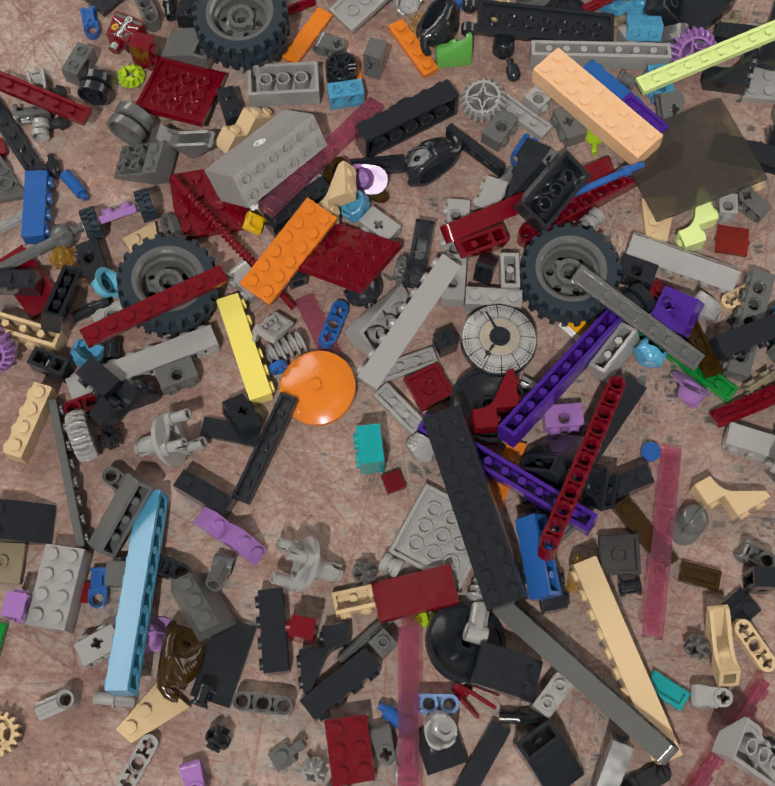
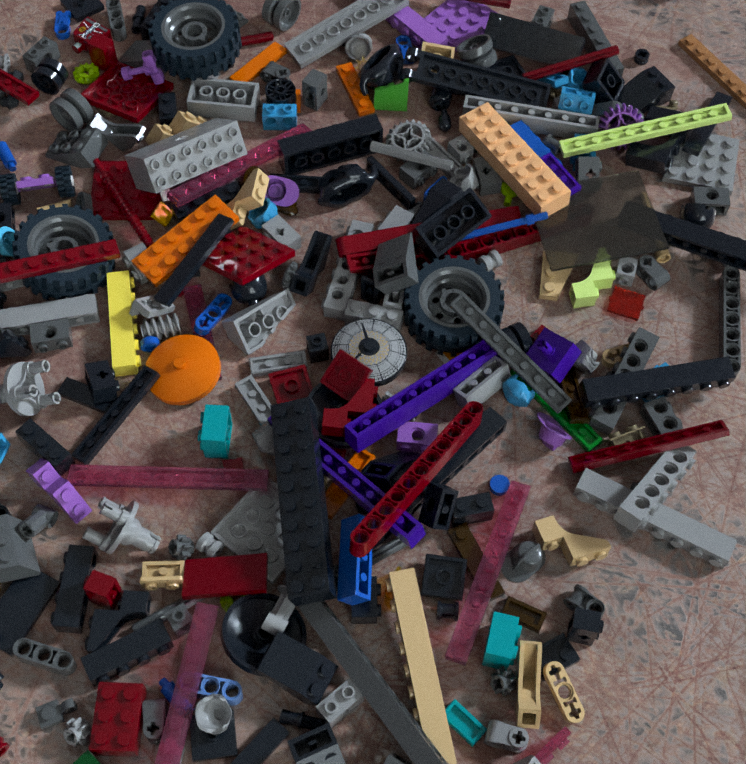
camera: 10 degrees right, 10 degrees down
(200, 63) = (149, 68): none -> medium lavender bar
(304, 273) = (193, 260): none -> black tile
(334, 504) = (169, 477): none -> clear pink plate
(408, 323) = (283, 322): light grey brick -> none
(465, 690) = (253, 682): dark red plant -> none
(485, 370) = (345, 375): none -> dark red plate
(491, 118) = (411, 155): none -> light grey axle
(507, 244) = (395, 264): none -> dark grey slope
(549, 134) = (464, 177): none -> light grey hair
(645, 270) = (518, 307): black brick -> none
(684, 262) = (570, 312): light grey brick -> none
(688, 608) = (500, 641): none -> teal brick

